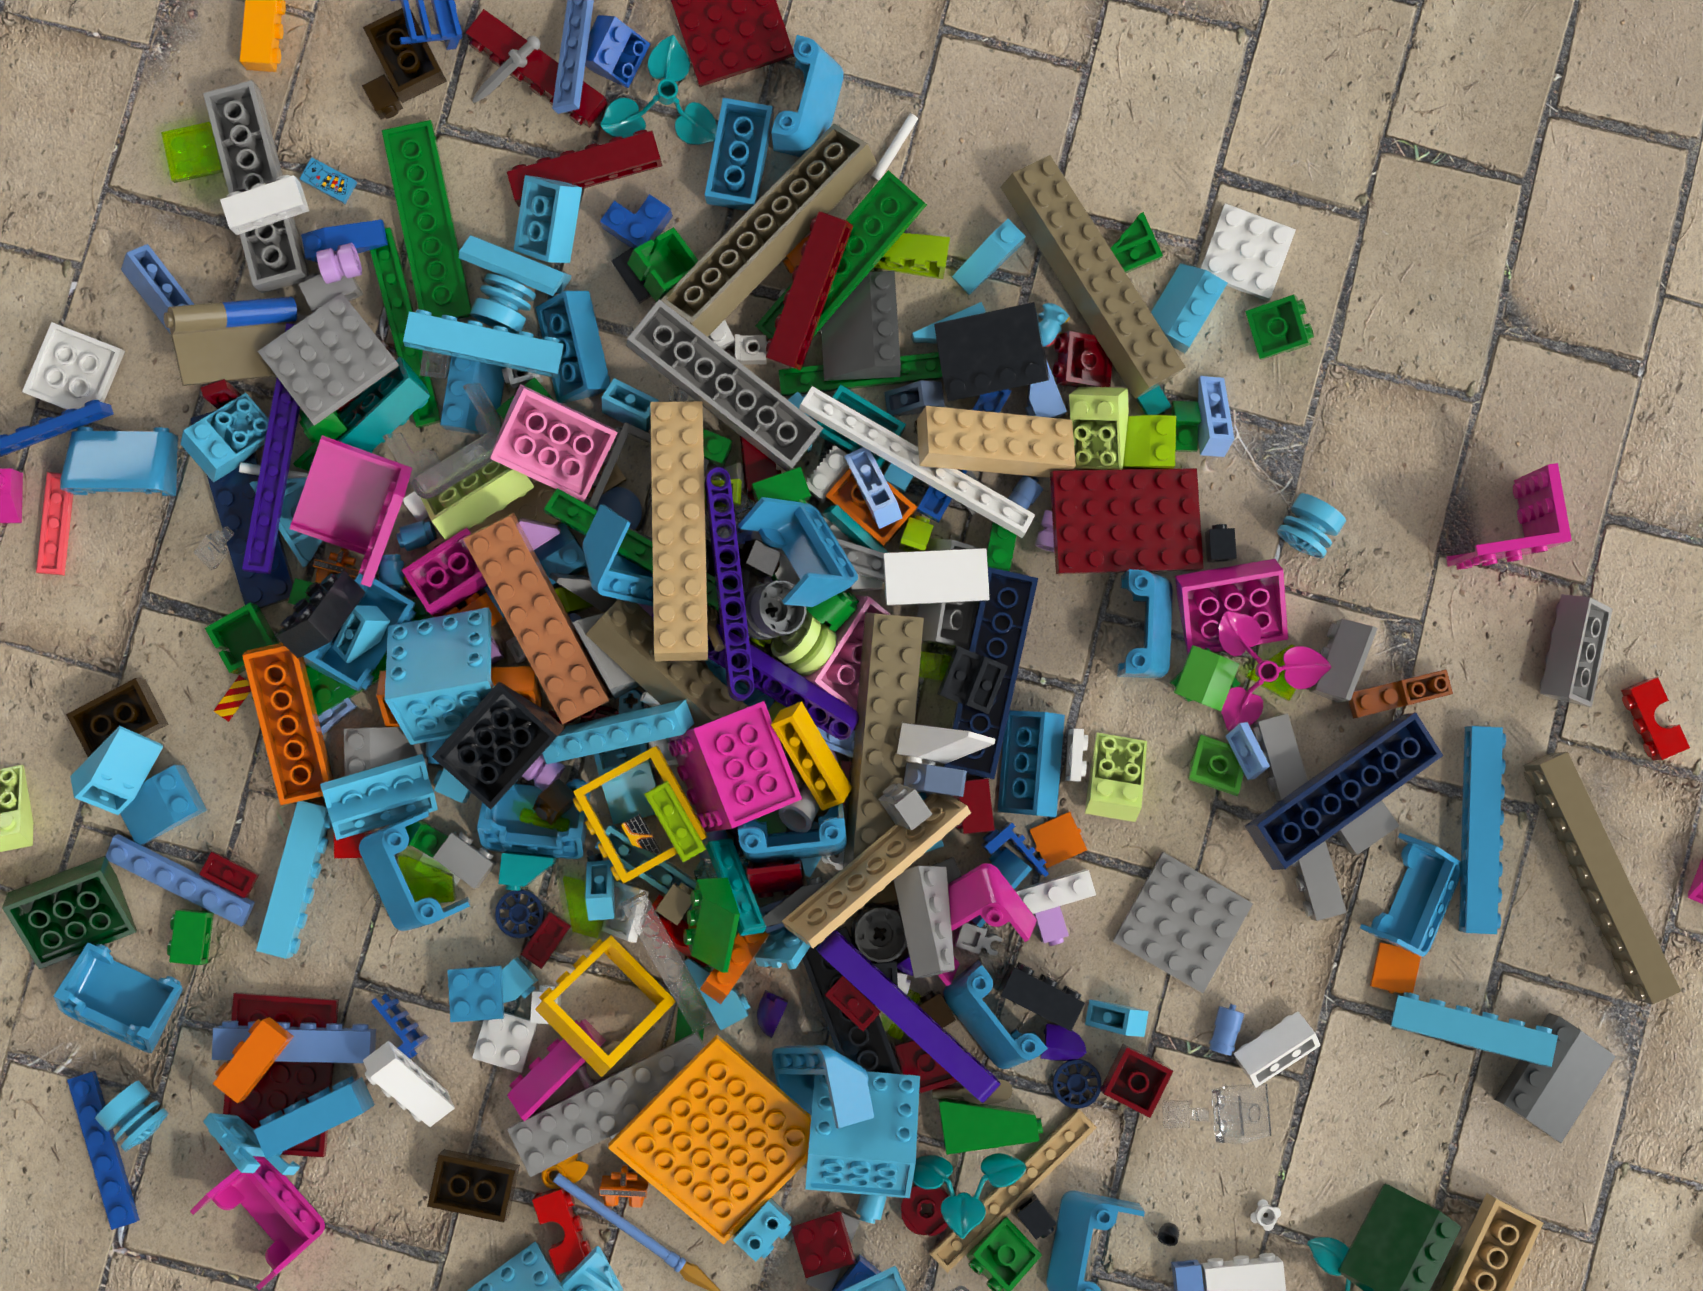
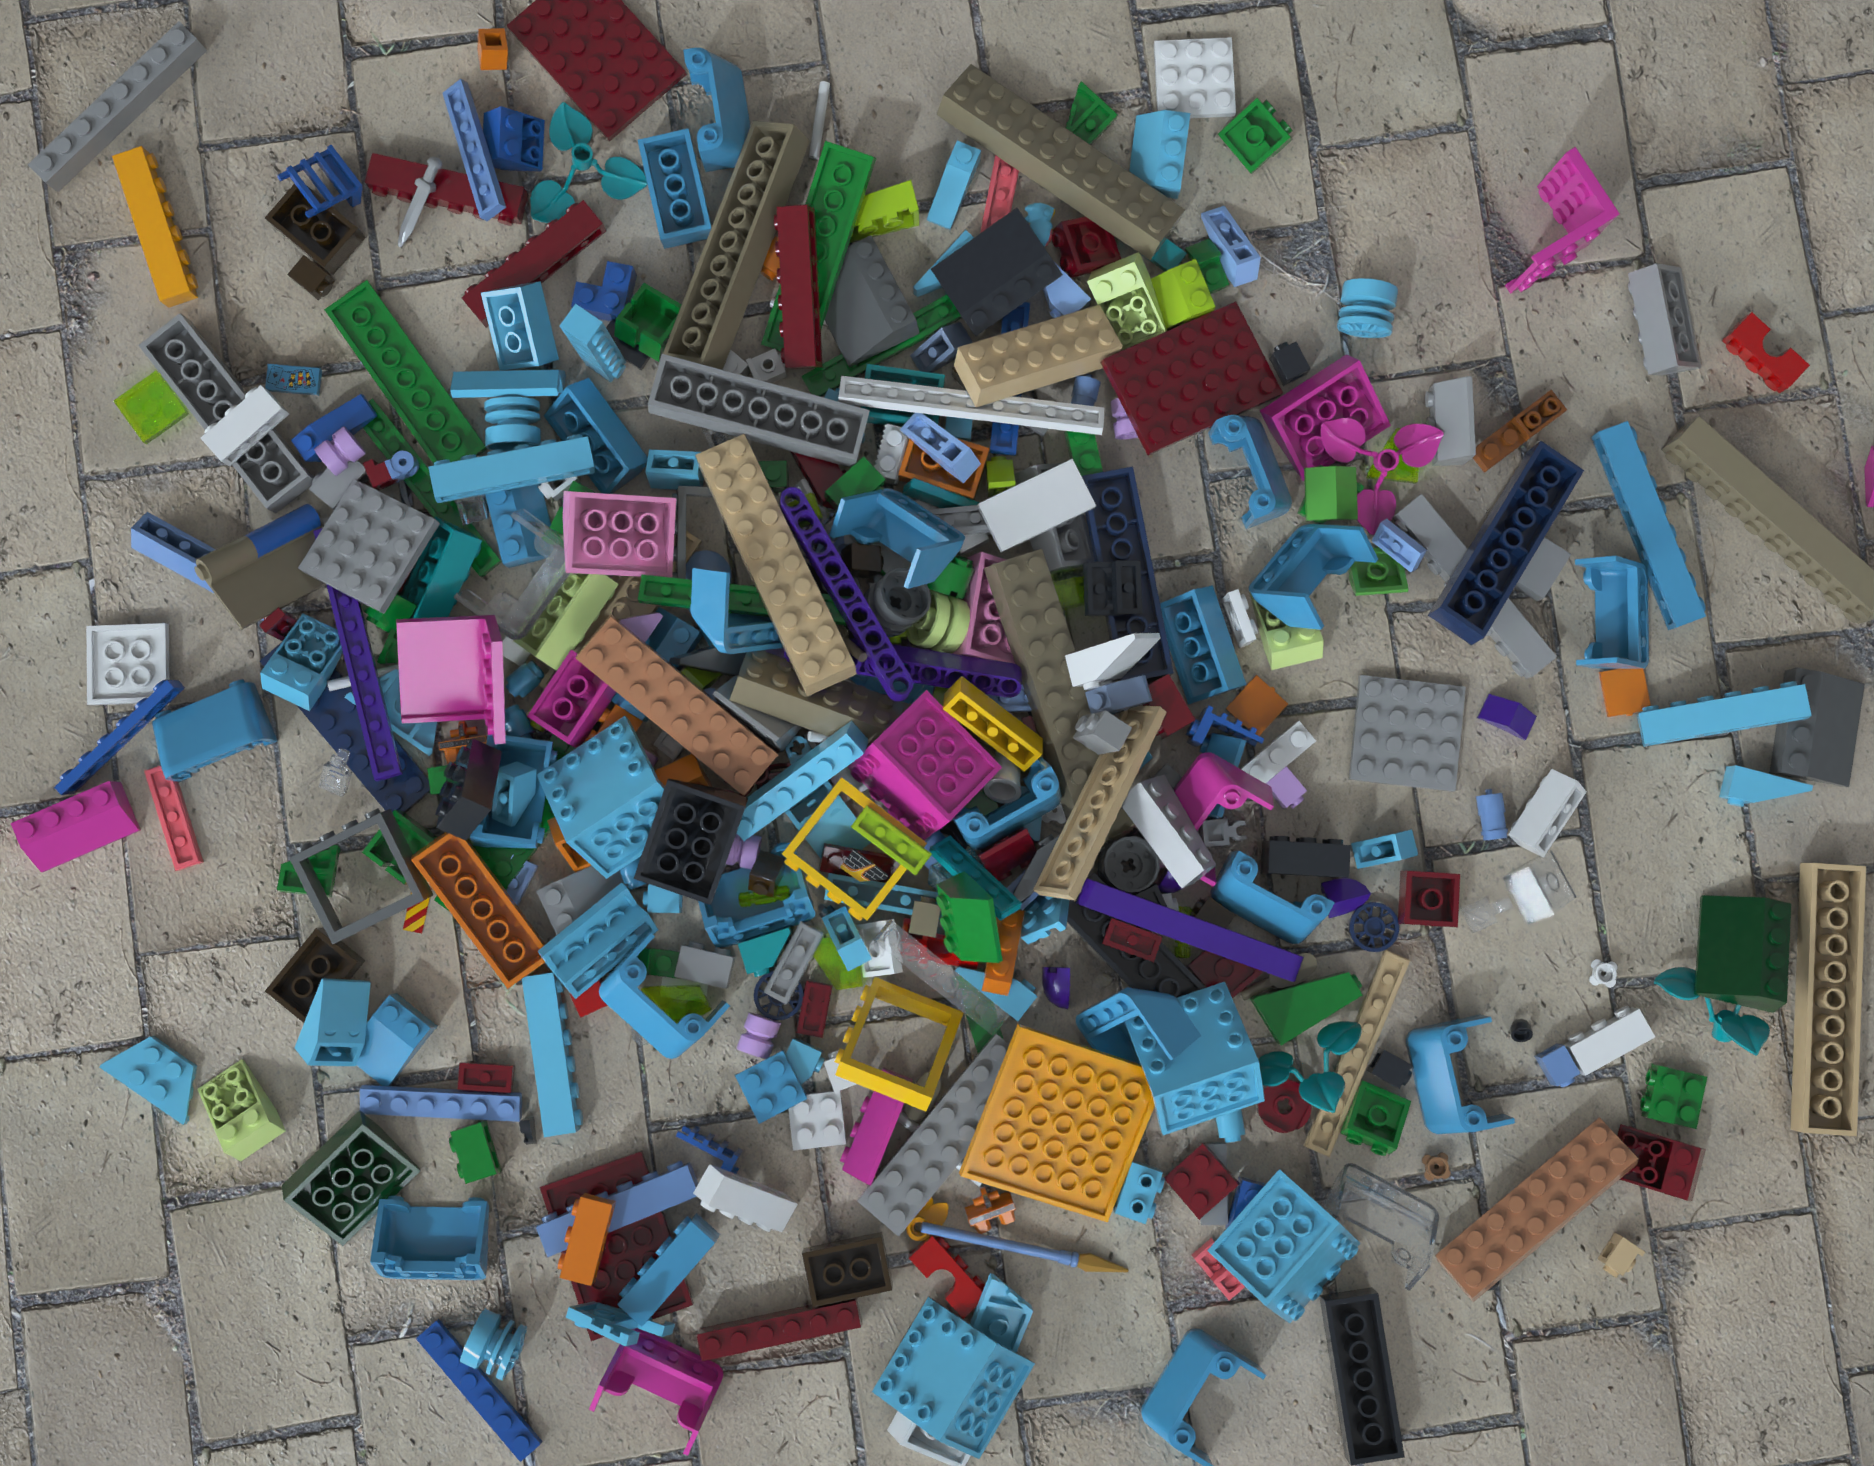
camera: 20 degrees left, 0 degrees up
(153, 627) = (324, 865): none -> green wing
(237, 647) = (401, 853): none -> dark grey window
(246, 935) = (527, 1127): none -> black tile
(378, 300) = (391, 471): none -> leg
(388, 1211) = (777, 1328): none -> dark red brick
(485, 943) = (758, 1035): none -> lavender wheel
(545, 891) = (794, 962): none -> light grey tile
(602, 264) = (593, 343): none -> medium azure brick
(622, 811) = (834, 856): none -> dark red plate
(1027, 282) = (1000, 192): none -> coral tile
(1151, 732) = (1302, 564): none -> dark azure windscreen
(1279, 946) = (1507, 716): none -> dark purple slope
(1473, 1106) = (1751, 786): none -> medium azure slope

